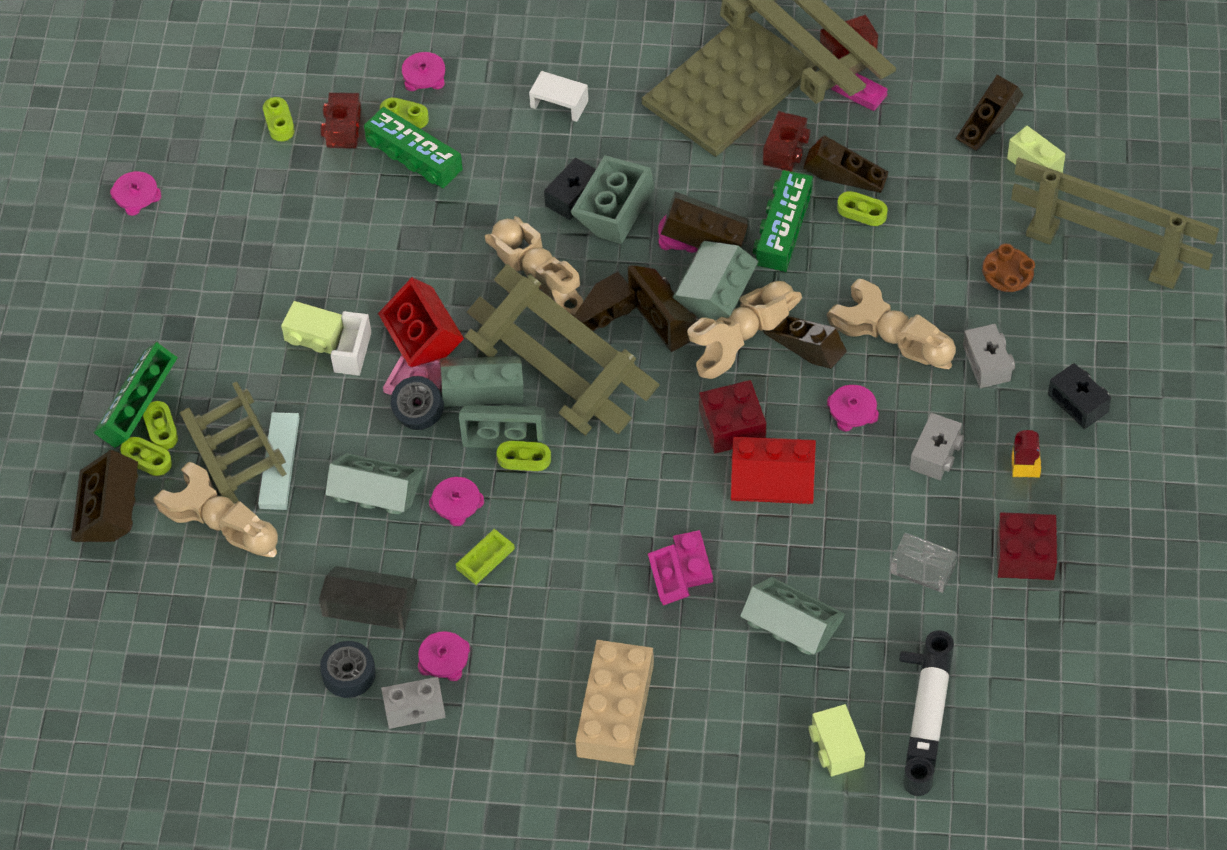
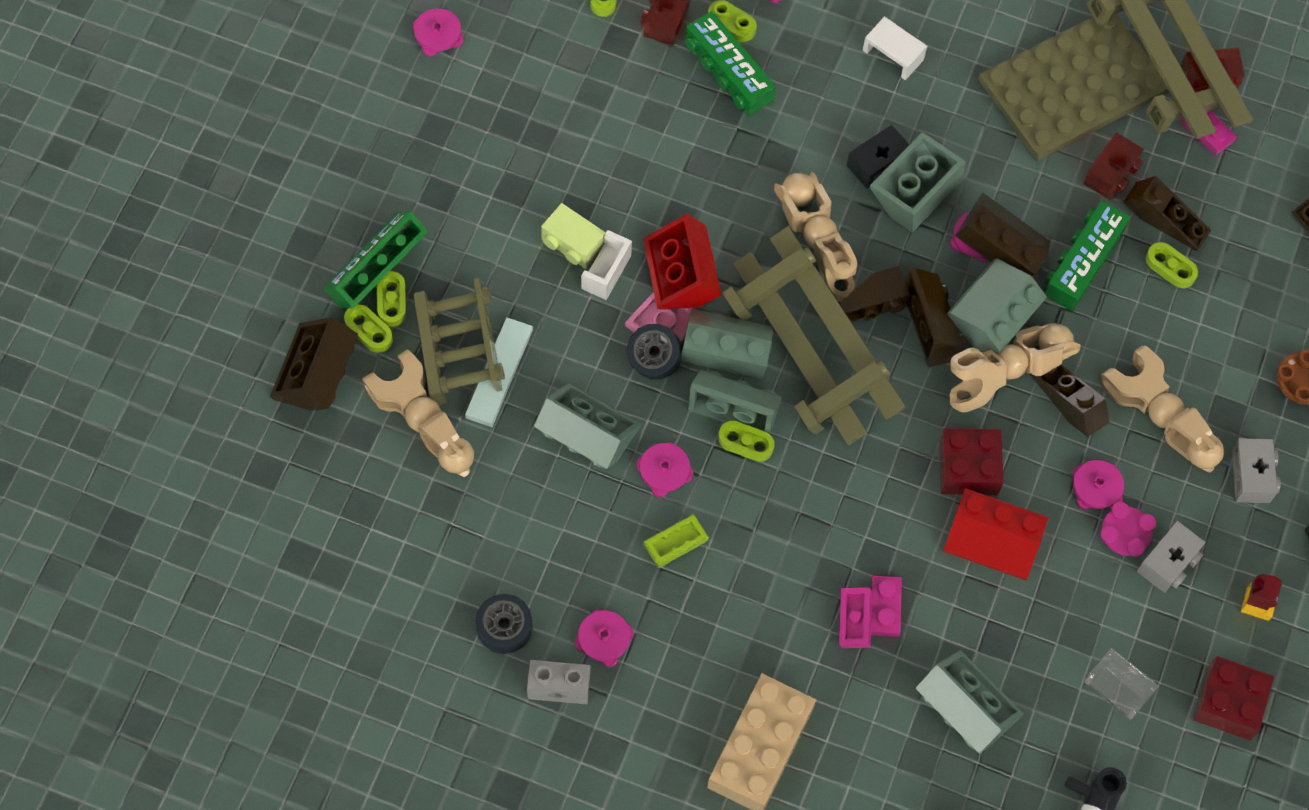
camera: 10 degrees right, 10 degrees up
(367, 597) = (546, 549): clear smoke slope -> none
(890, 435) = (1127, 530): none -> dark pink piece

